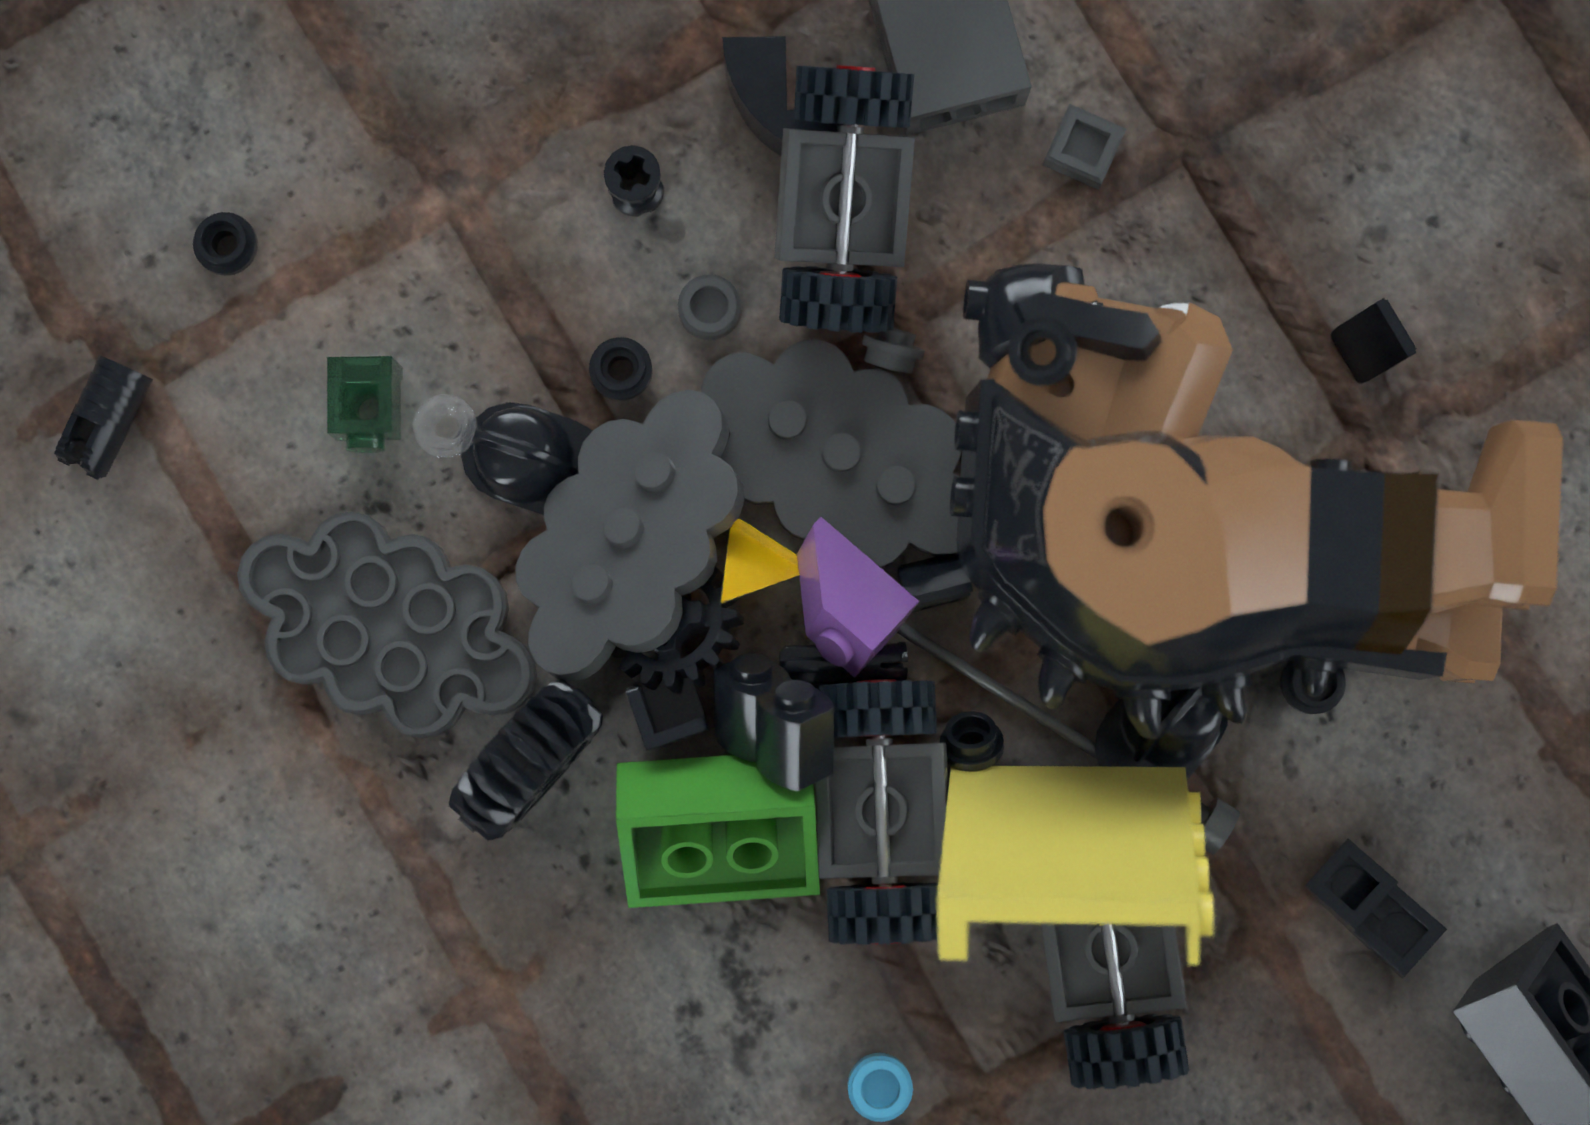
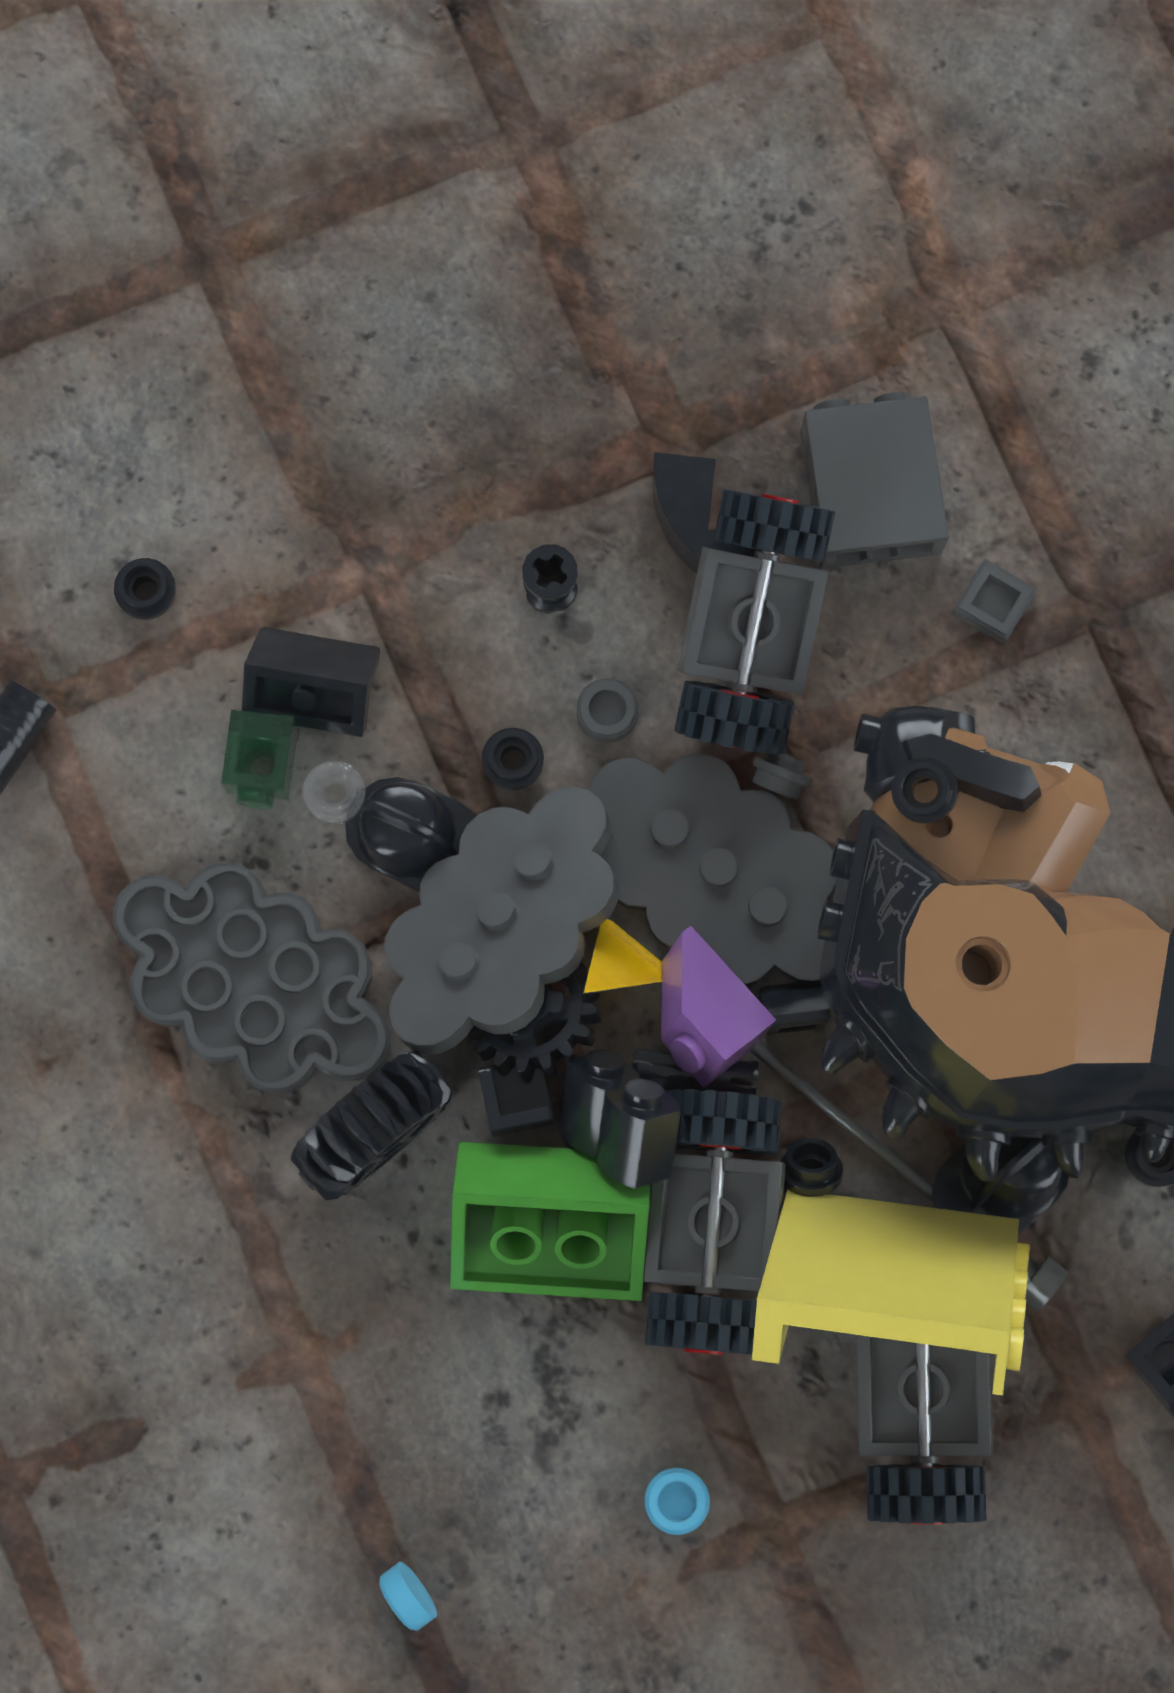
camera: 10 degrees right, 5 degrees down
(405, 315) = (311, 679): none -> black panel

